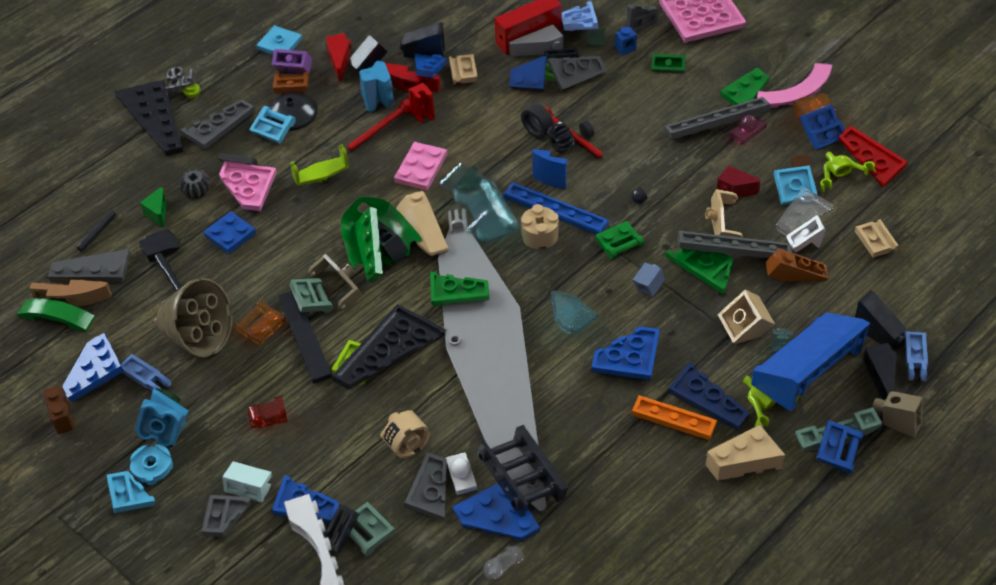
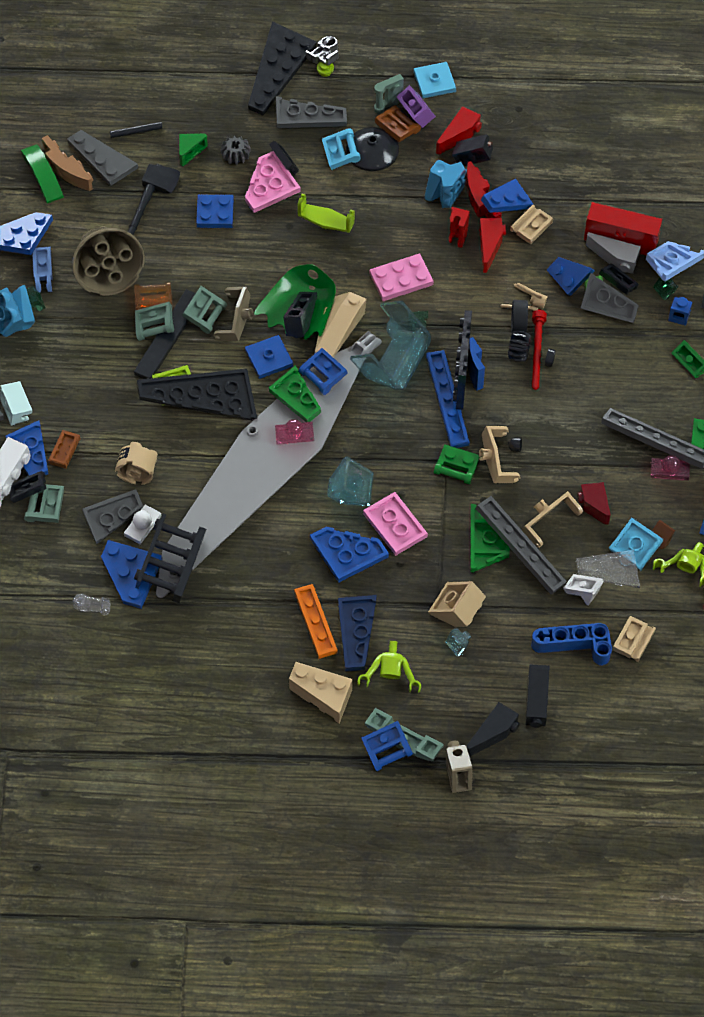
camera: 45 degrees right, 10 degrees up
(263, 66) = (392, 88): none -> sand green plate
(267, 414) = (80, 369): clear red leg -> none
(278, 331) = (152, 316): none -> sand green plate
(330, 478) = (64, 449): none -> dark orange plate
(369, 245) = (286, 302): green wing -> none
(398, 287) = (268, 356): none -> blue plate
(404, 108) = (411, 218): red piece -> none
(424, 41) = (530, 175): black slope -> none
(451, 98) = (491, 237): none -> red slope
(454, 253) = (327, 367): none -> blue plate
(488, 313) = (294, 432): none -> clear pink tile
(527, 102) = (537, 299): none -> tan plant
(539, 227) = (412, 402): tan brick -> none
(545, 172) = (462, 360): none -> black wing
(634, 309) = (395, 523): none -> bright pink plate
(636, 212) = (491, 455): none -> tan piece
(649, 279) = (430, 511): sand blue brick -> none
(793, 267) = (543, 602): dark orange slope -> none
(809, 356) = (450, 668): blue windscreen -> none
(854, 258) = (571, 642): none -> blue beam
(916, 354) = (534, 742): medium blue hinge -> none

